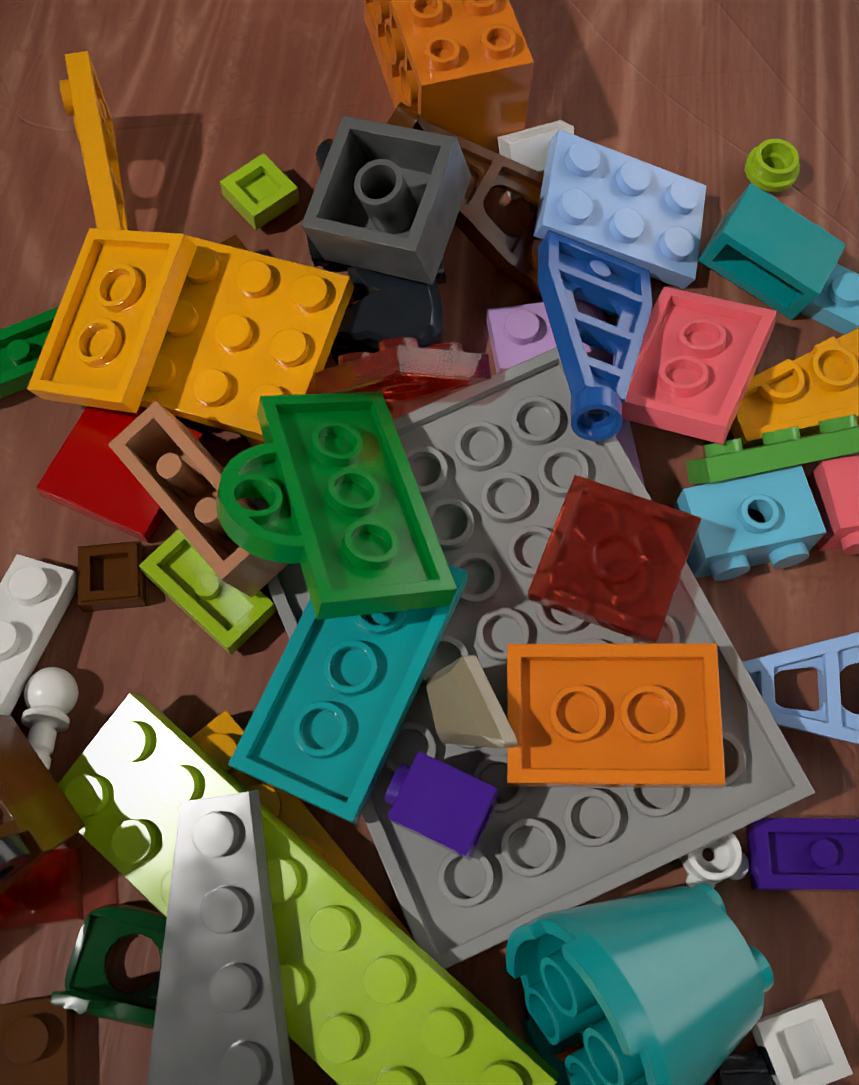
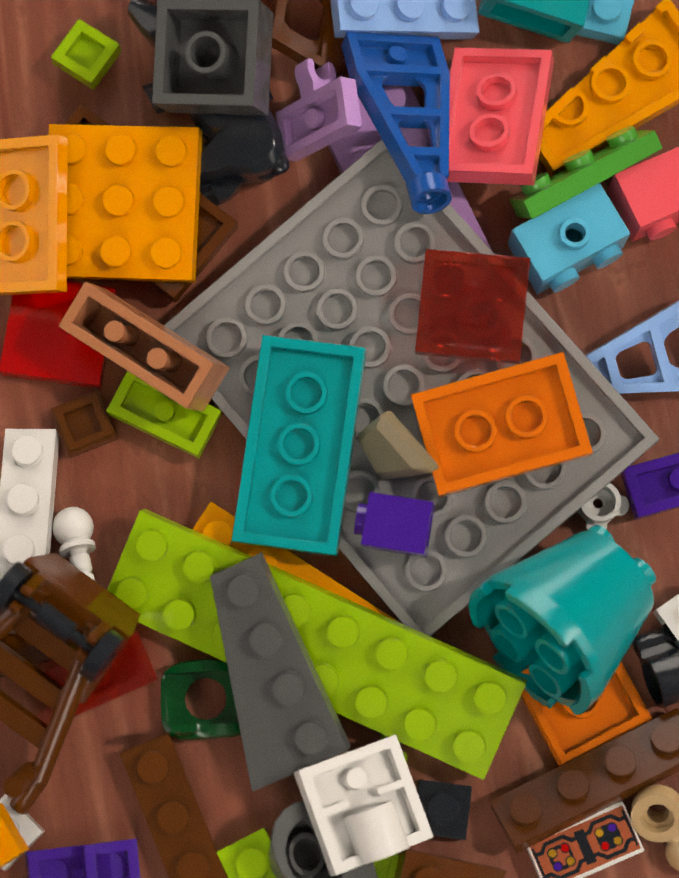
camera: 15 degrees left, 10 degrees up
(337, 505) = (254, 322): green plate -> none
(405, 370) = (266, 197): clear red plate -> none
(498, 307) = (323, 113): none -> lavender plate

